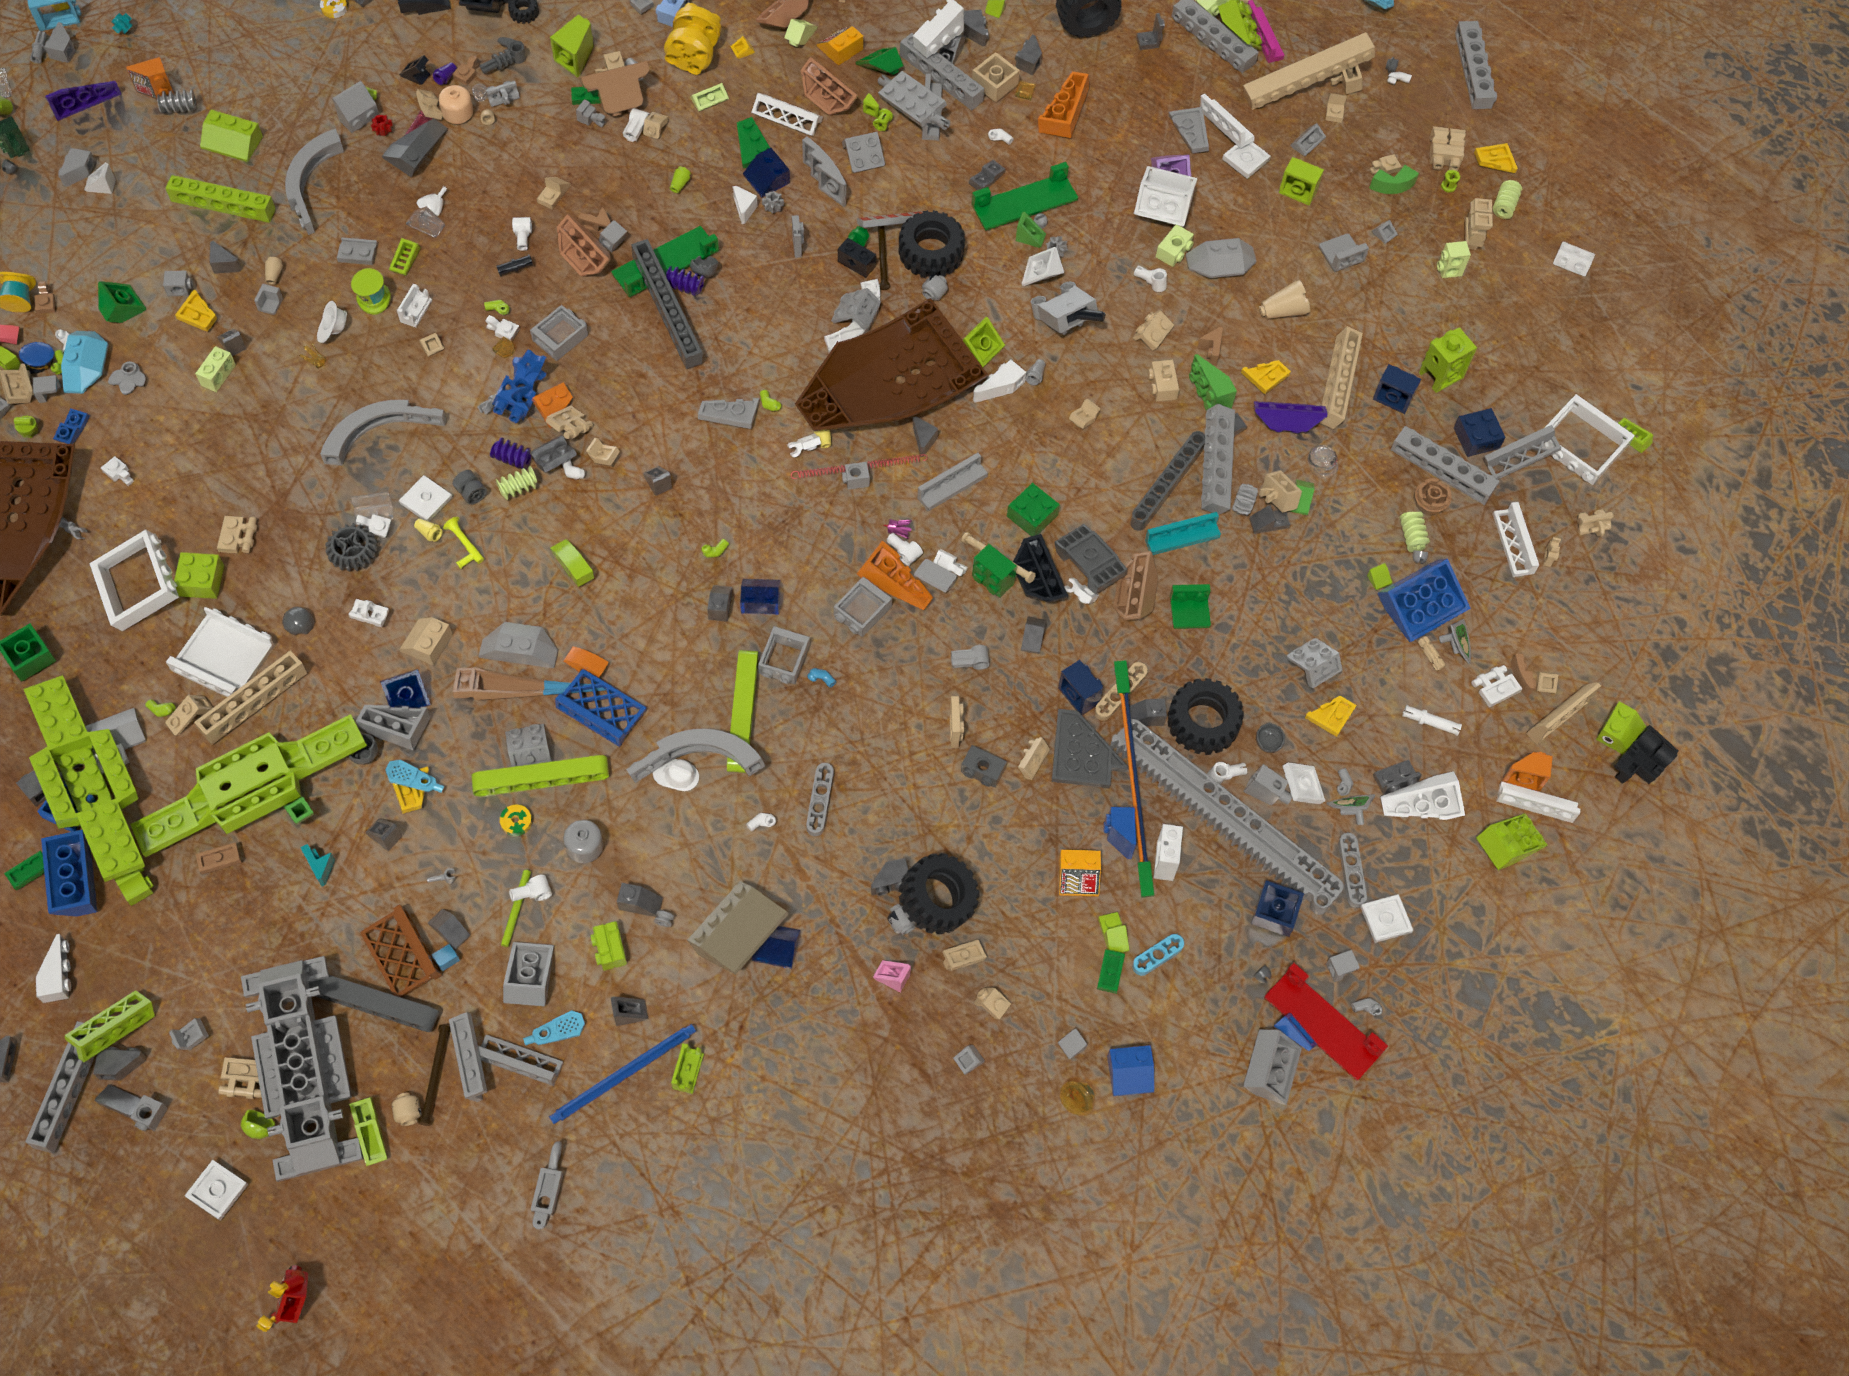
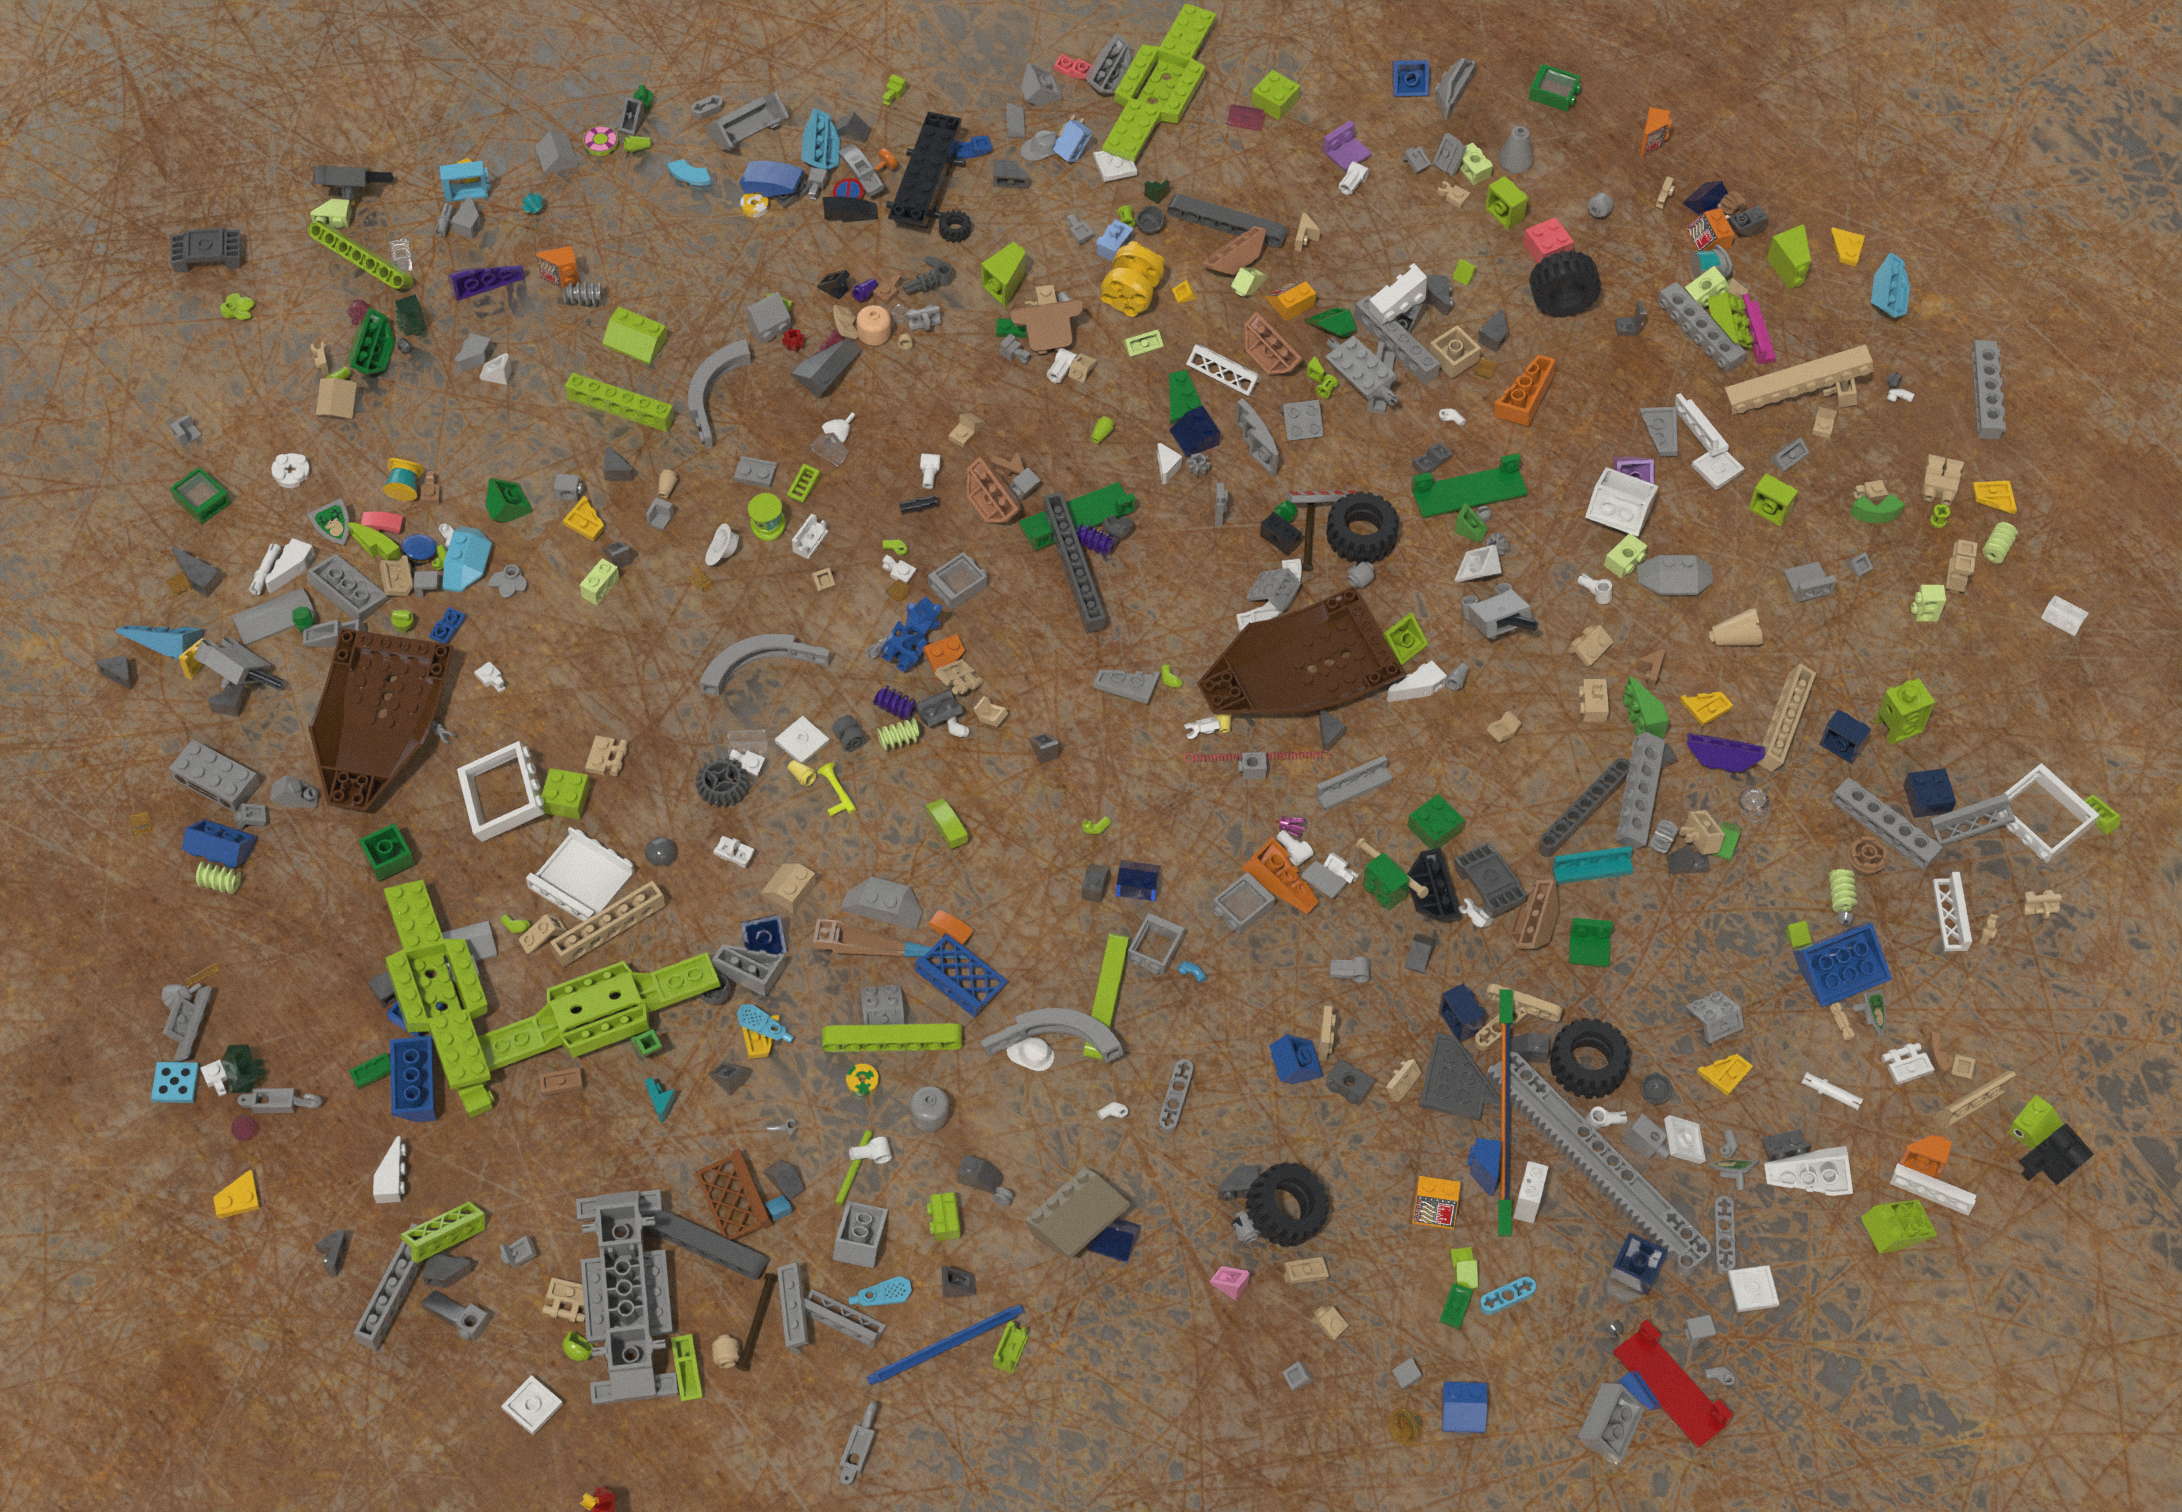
camera: 10 degrees right, 5 degrees down
(929, 750) = (1295, 1059): none -> blue slope
(1140, 671) = (1527, 1003): none -> tan beam

